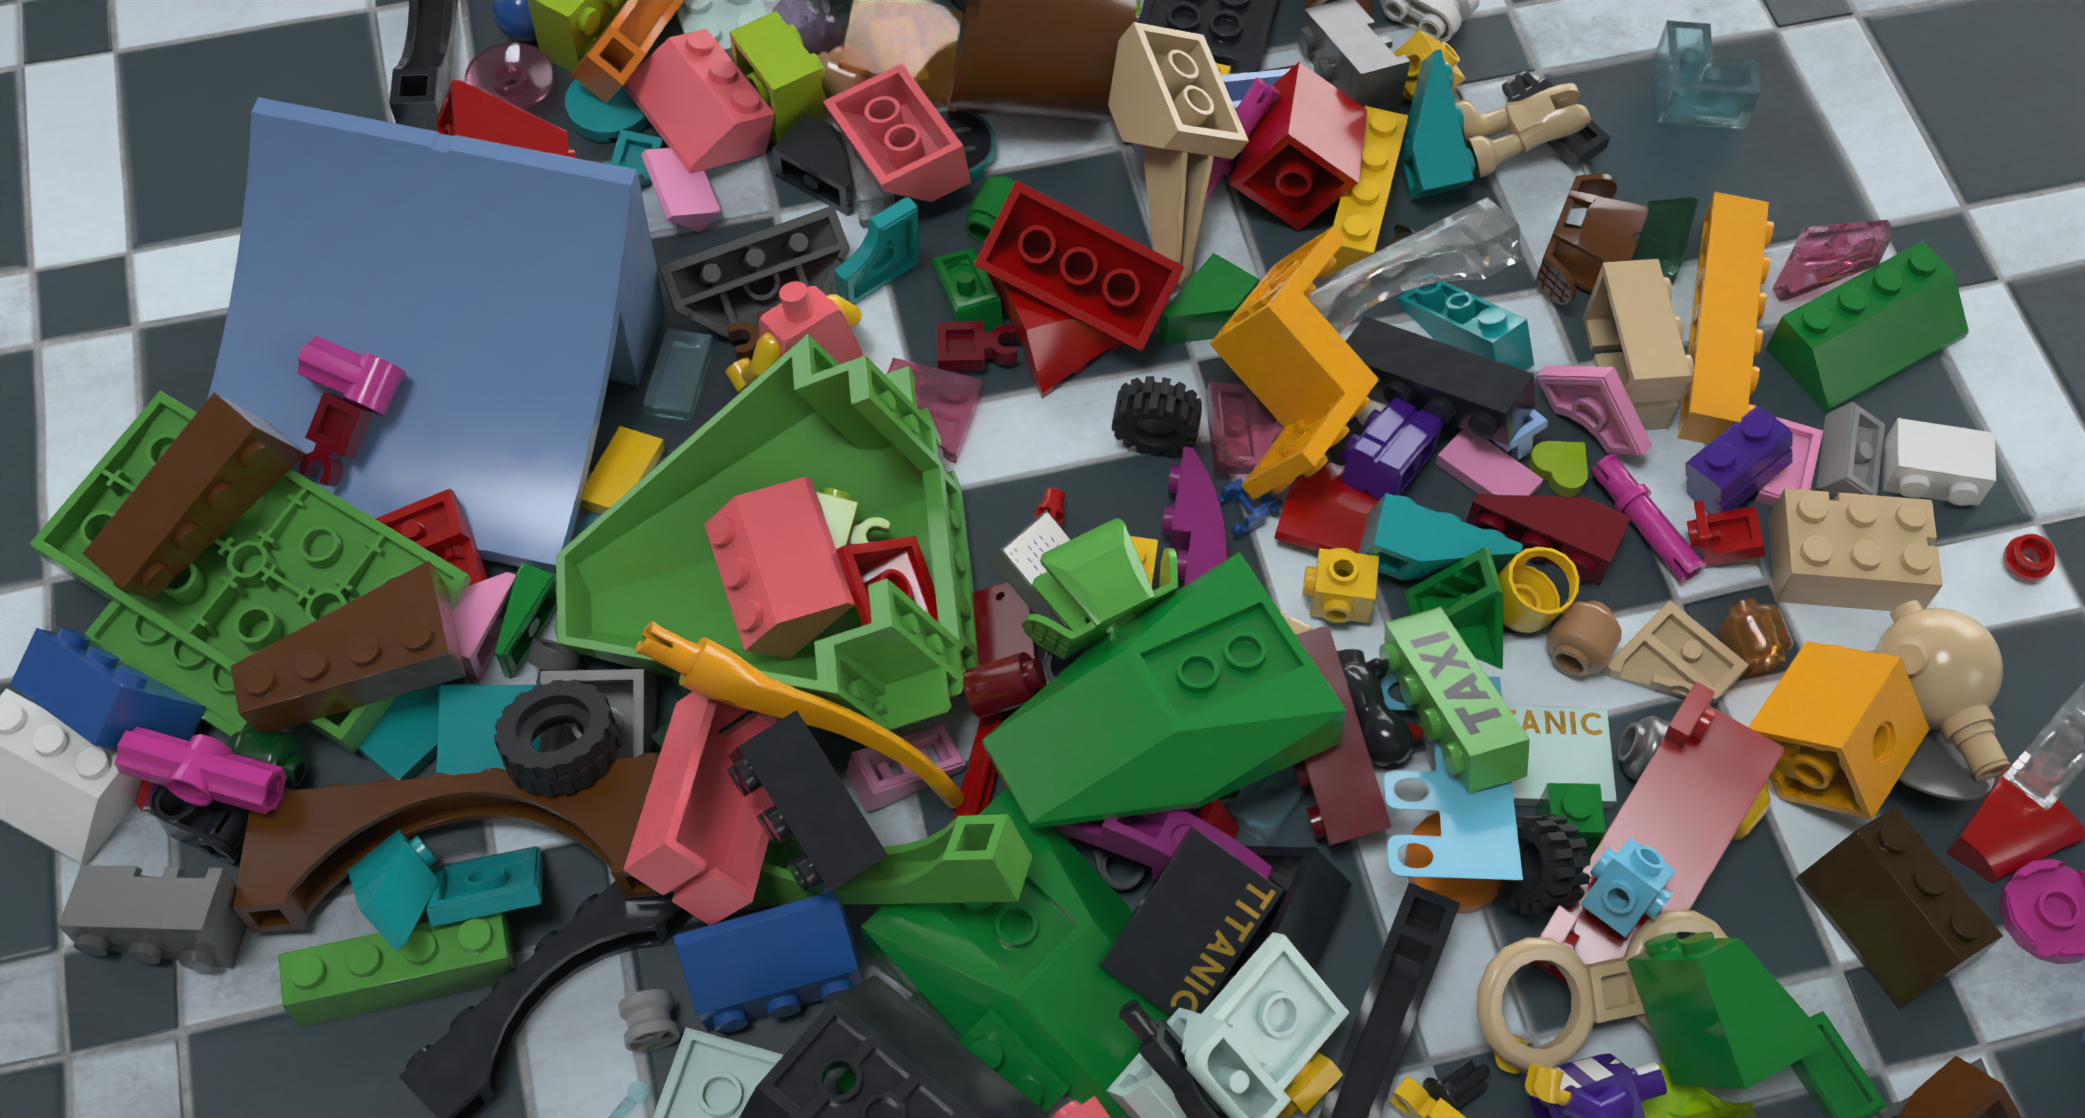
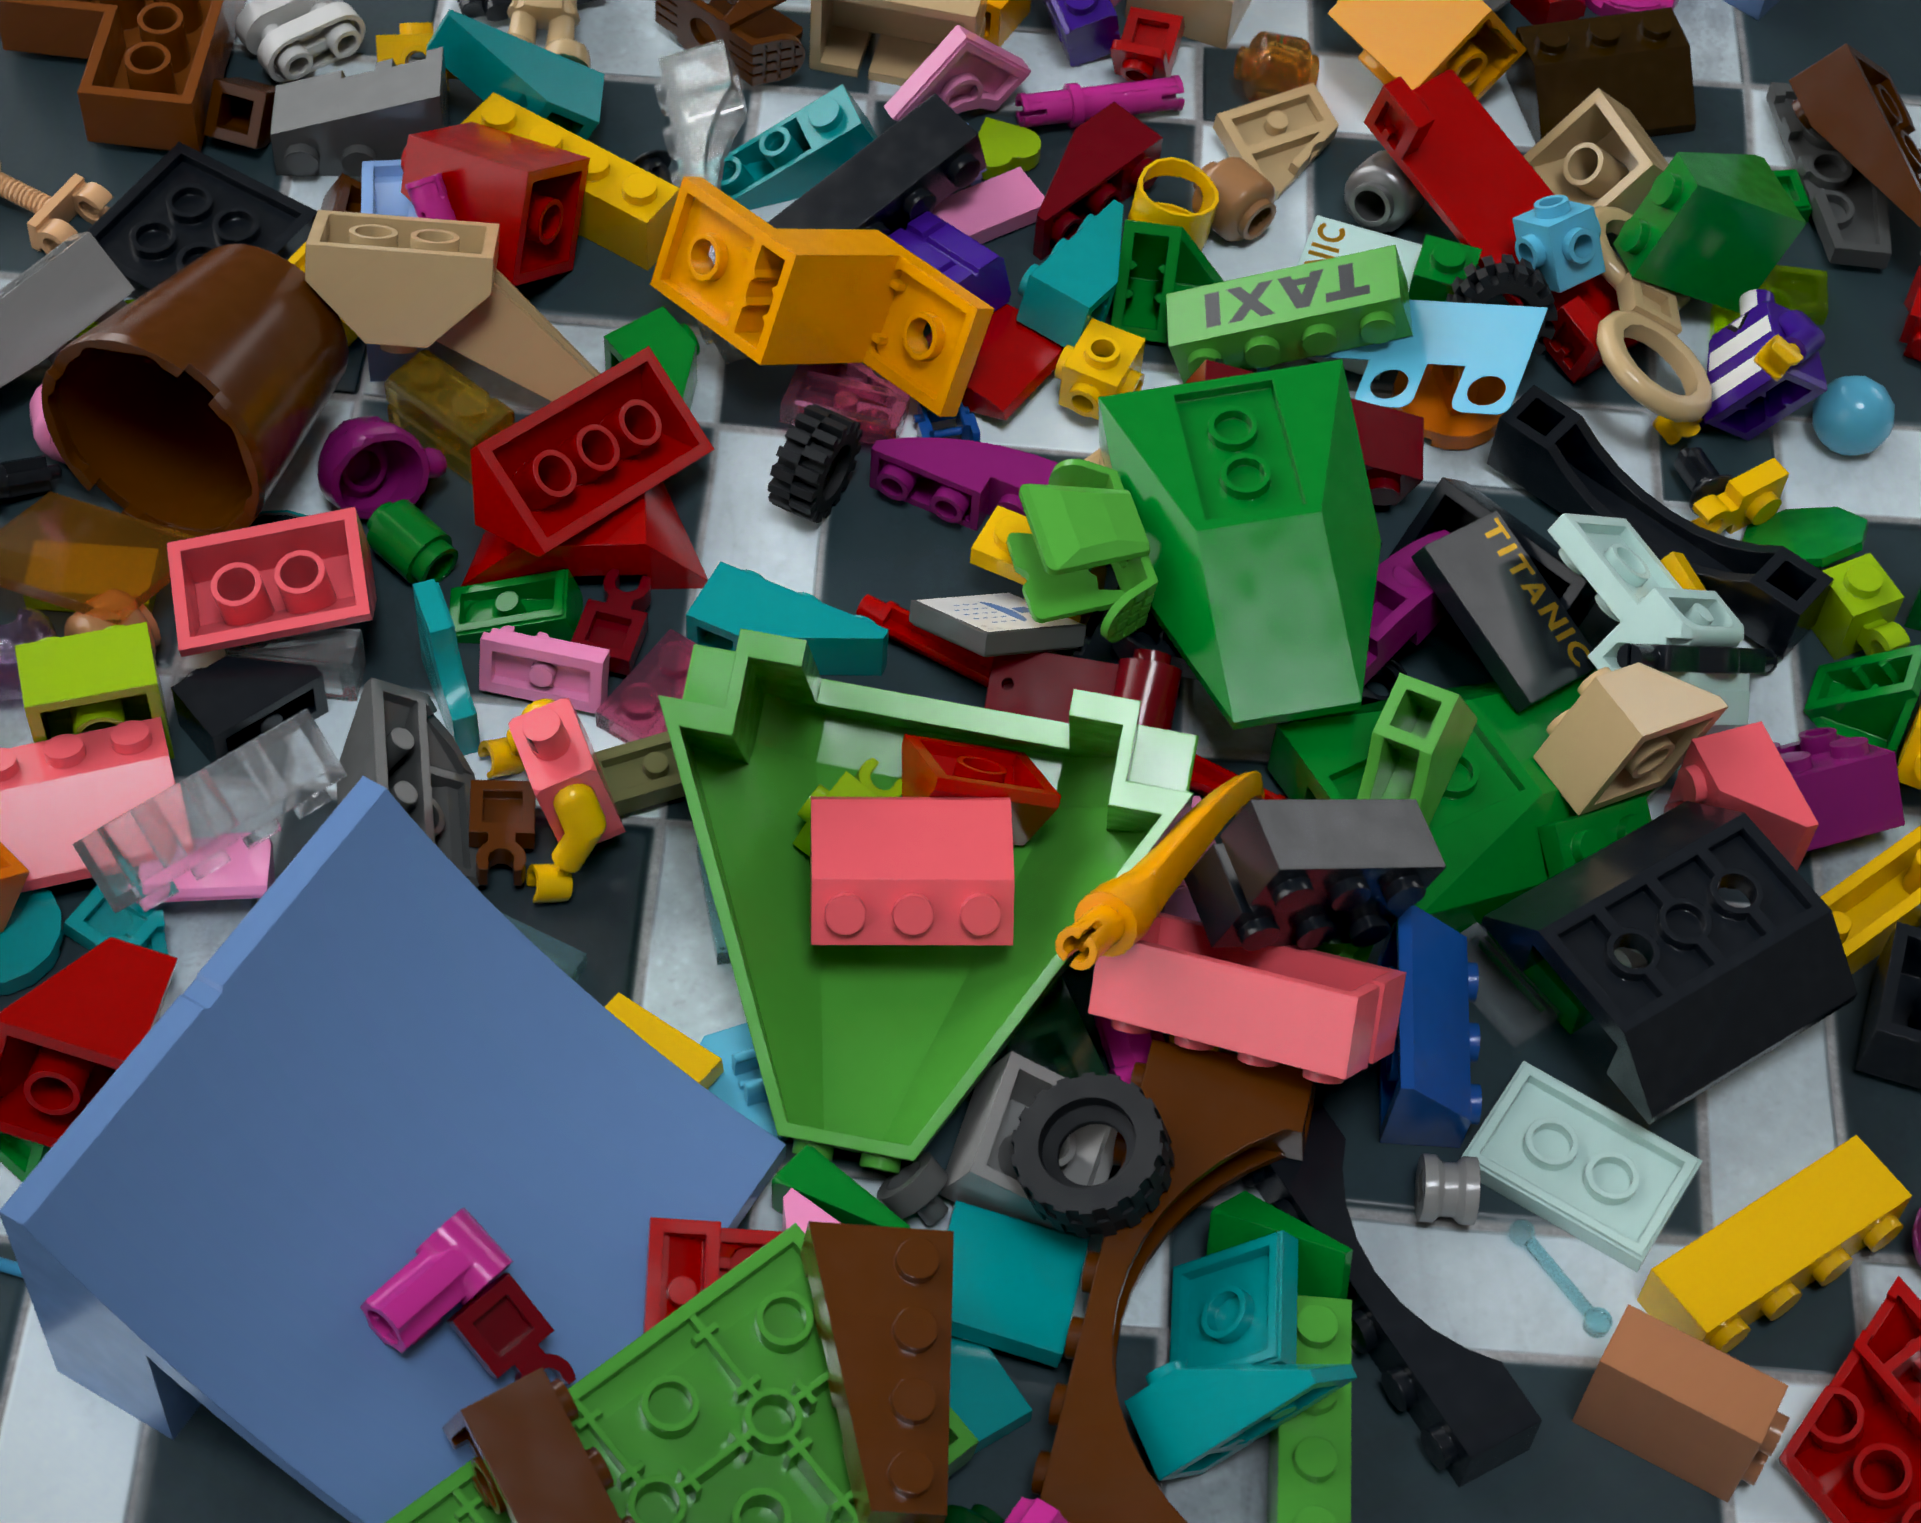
camera: 75 degrees left, 5 degrees down
(561, 884) = (1322, 1261): none -> green slope
(704, 161) = (209, 811): none -> clear brick
(915, 311) = (543, 668): none -> bright pink plate
(1001, 435) = (748, 601): none -> teal slope
(1045, 160) = (375, 464): none -> magenta piece
(1078, 1039) = (1624, 735): none -> tan slope
(1112, 185) = (444, 409): none -> clear yellow brick
(1790, 922) = (1599, 156): none -> tan slope

